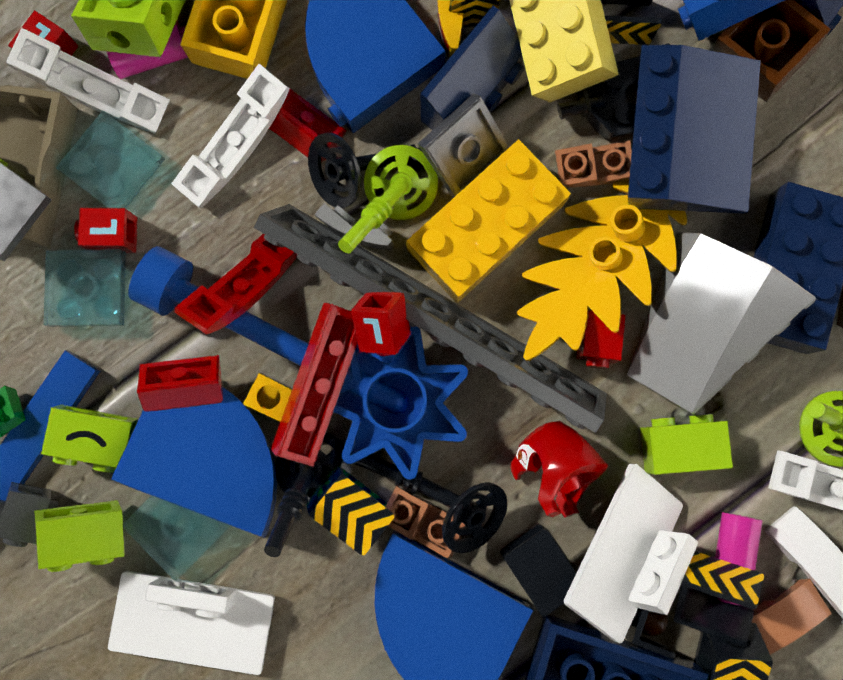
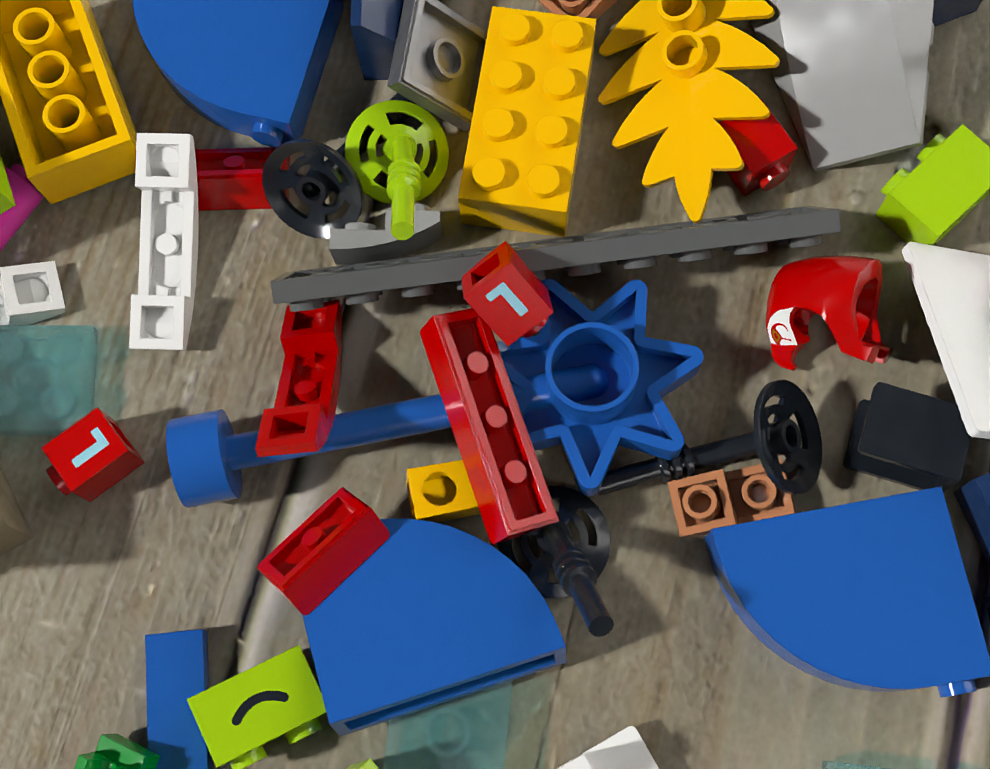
camera: 35 degrees left, 10 degrees down
(84, 288) = (114, 544): clear light blue plate -> none
(349, 510) = (642, 540): piece -> none

